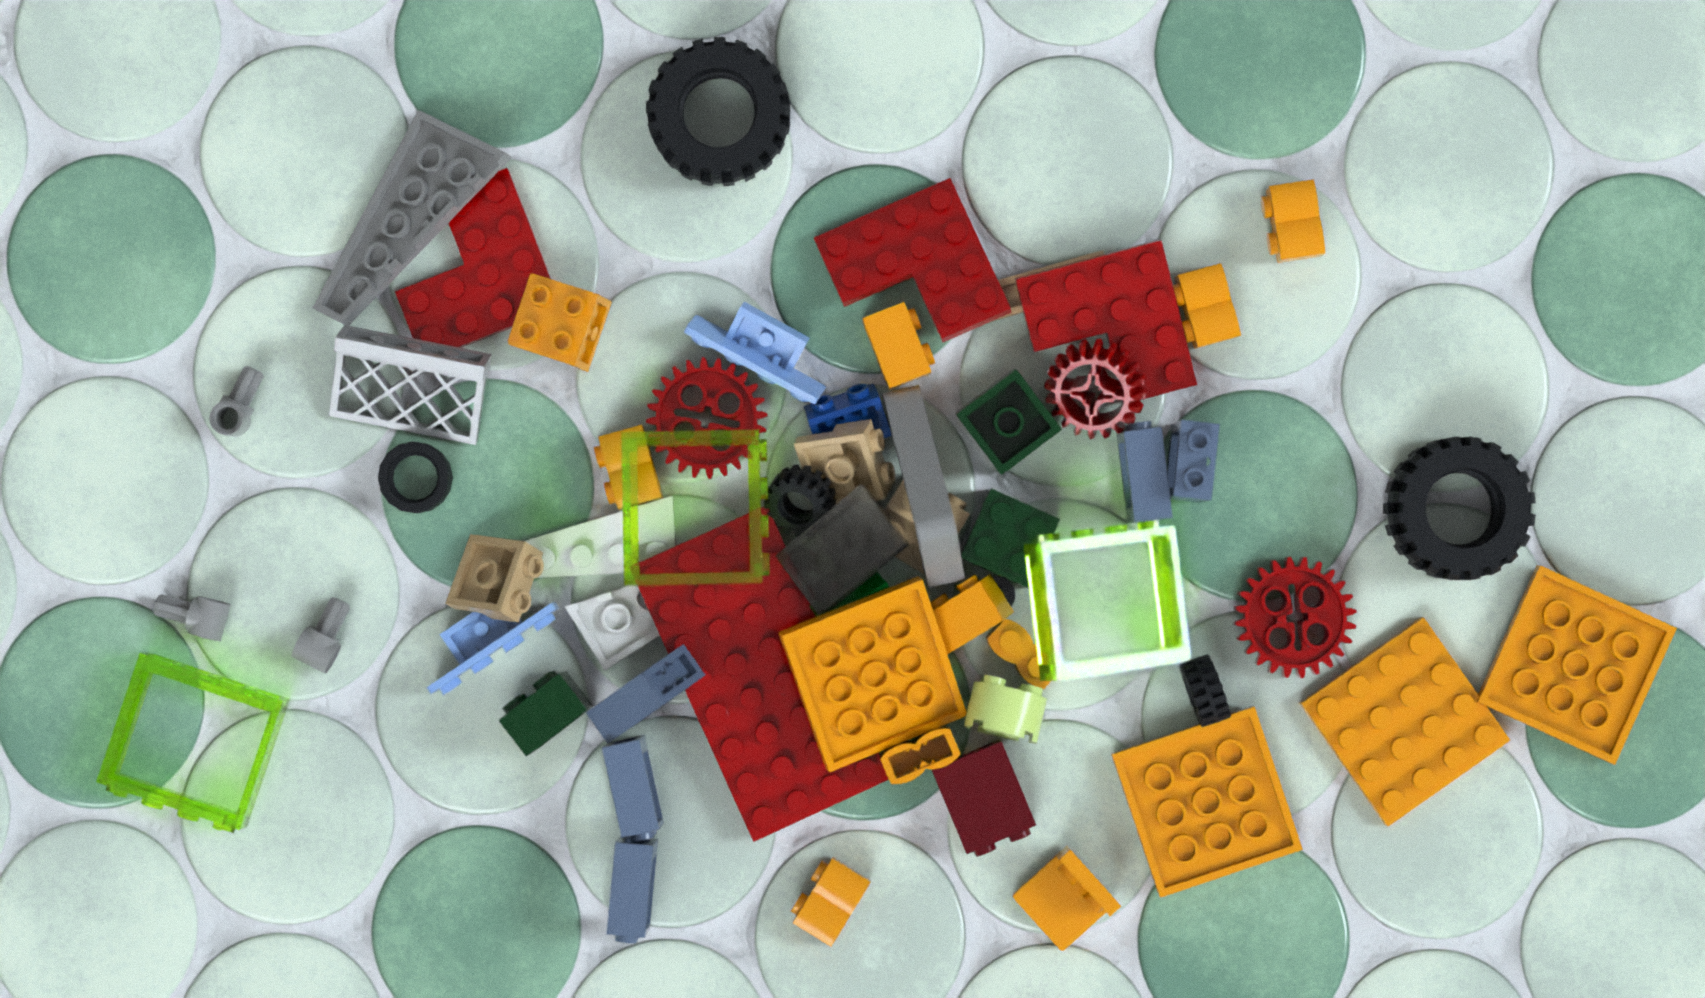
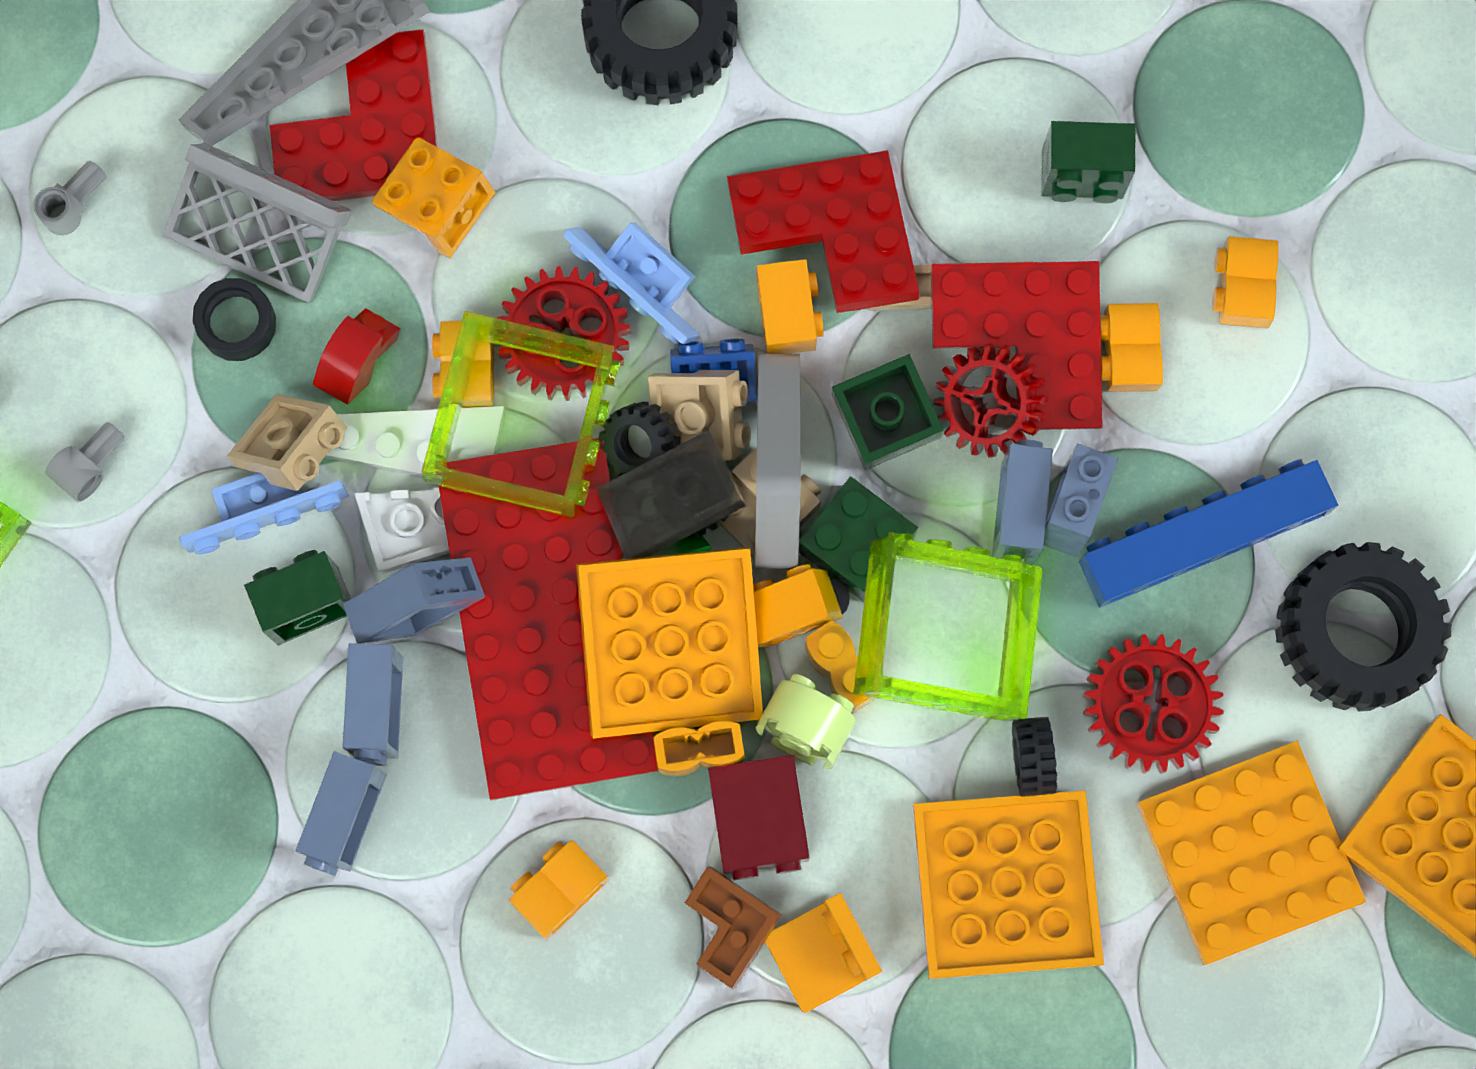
camera: 20 degrees right, 10 degrees down
(530, 483) = (352, 354): none -> red brick
(993, 891) = (742, 925): none -> dark orange plate
(1130, 149) = (1088, 161): none -> dark green brick
(1309, 456) = (1207, 533): none -> blue brick

